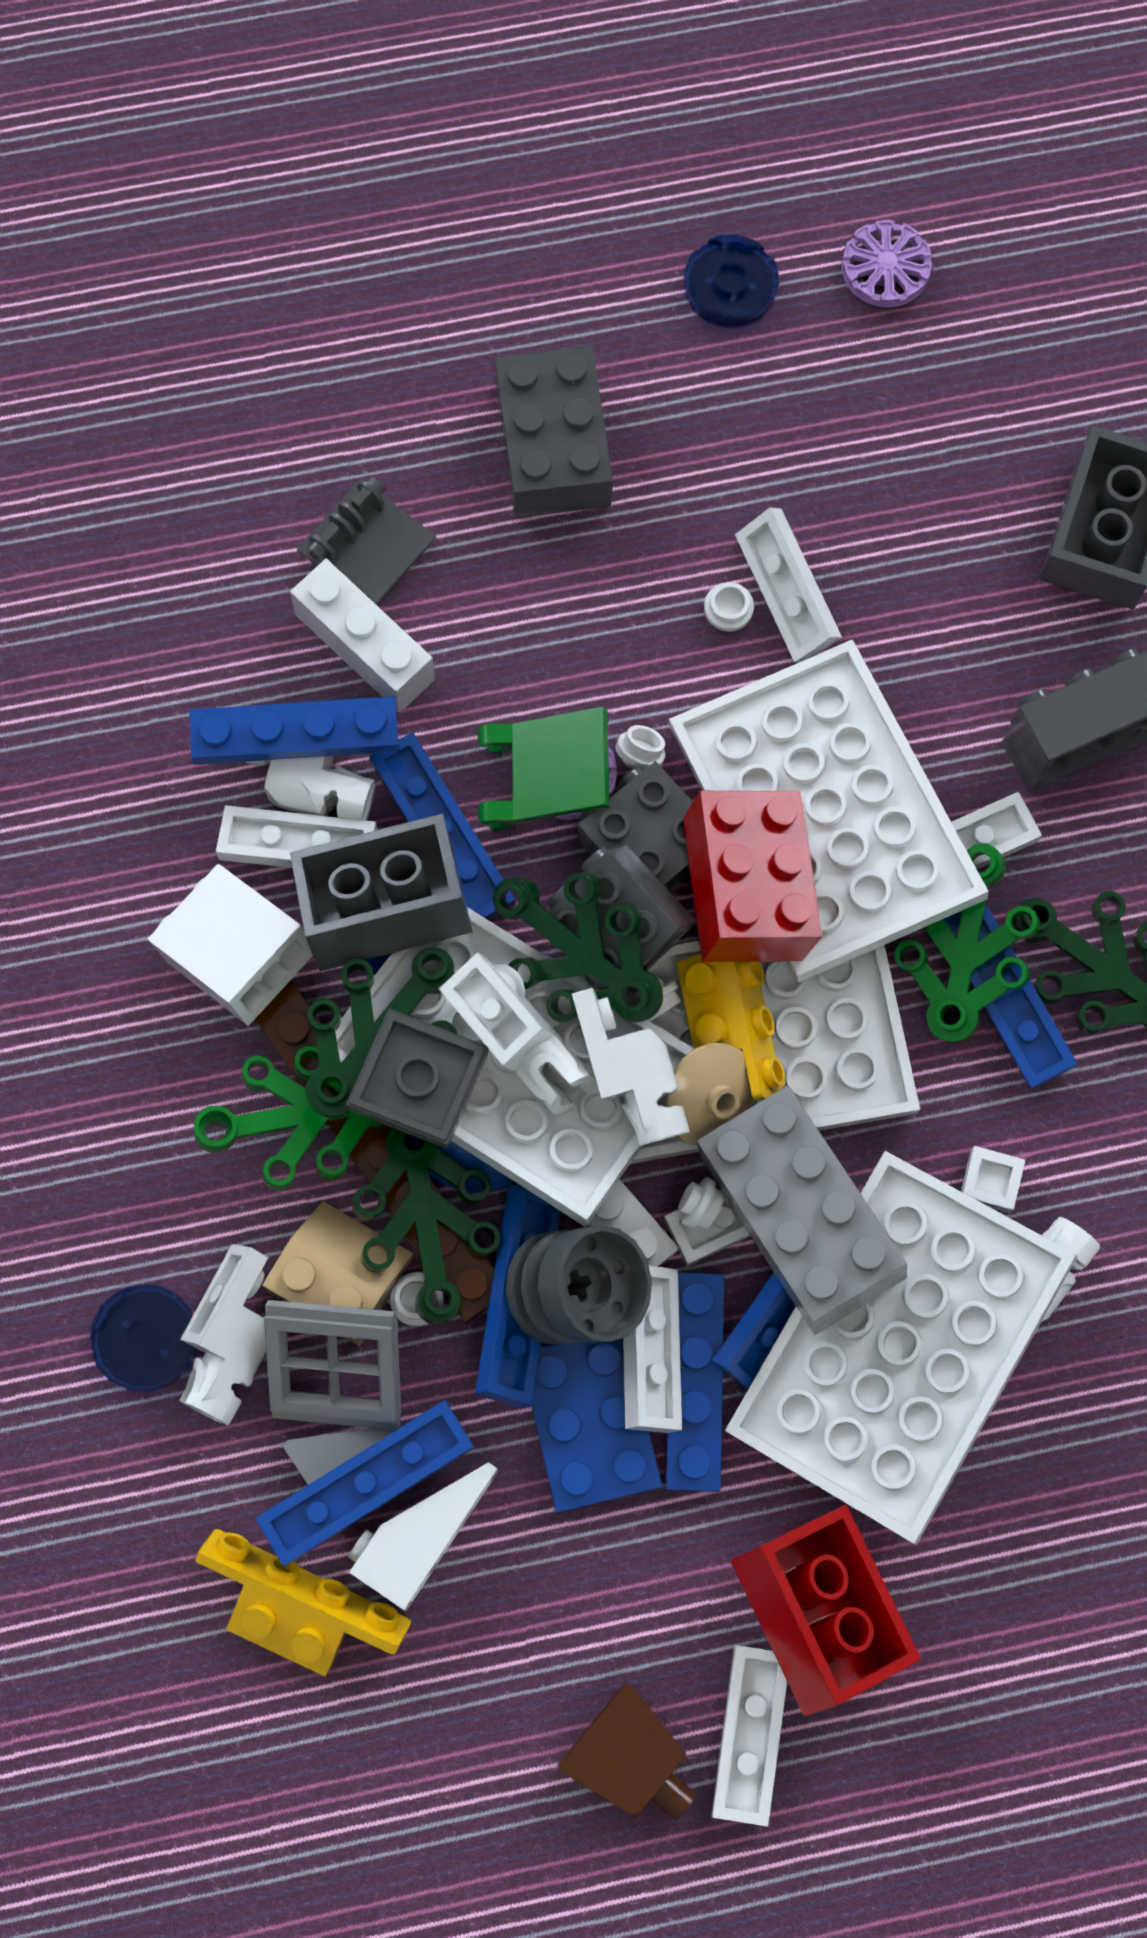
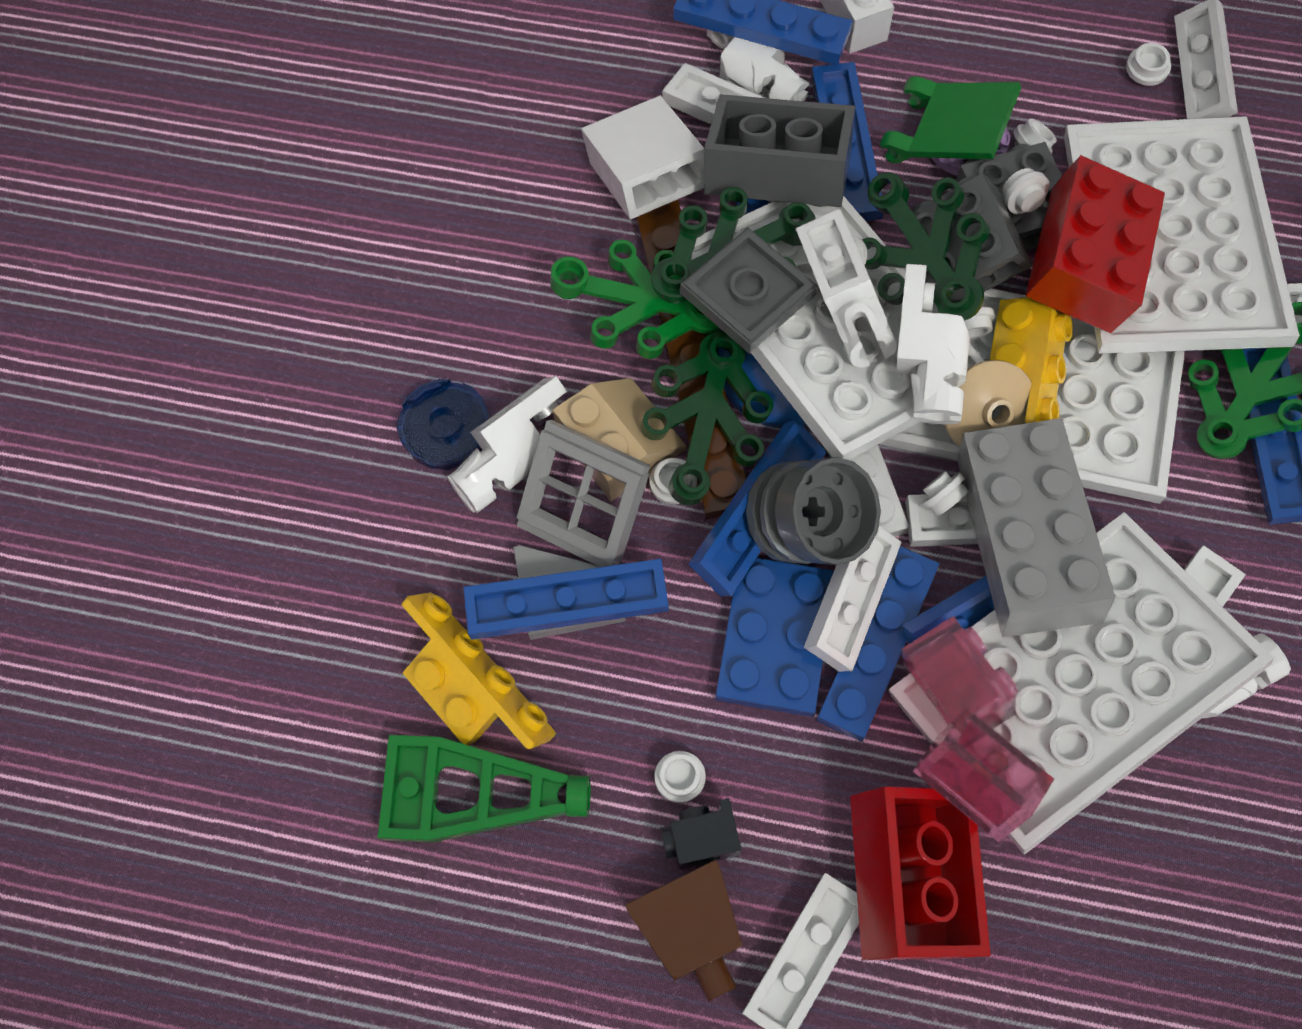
camera: 30 degrees right, 5 degrees down
(291, 1742) = (412, 790): none -> green plate
(411, 1544) = (589, 666): white slope -> none
(555, 1610) = (680, 776): none -> white plate
(602, 1662) = (702, 835): none -> black brick
(658, 840) = (1025, 191): none -> white plate
(790, 1399) = (957, 676): none -> clear pink brick
(848, 1494) = (983, 775): none -> clear pink brick

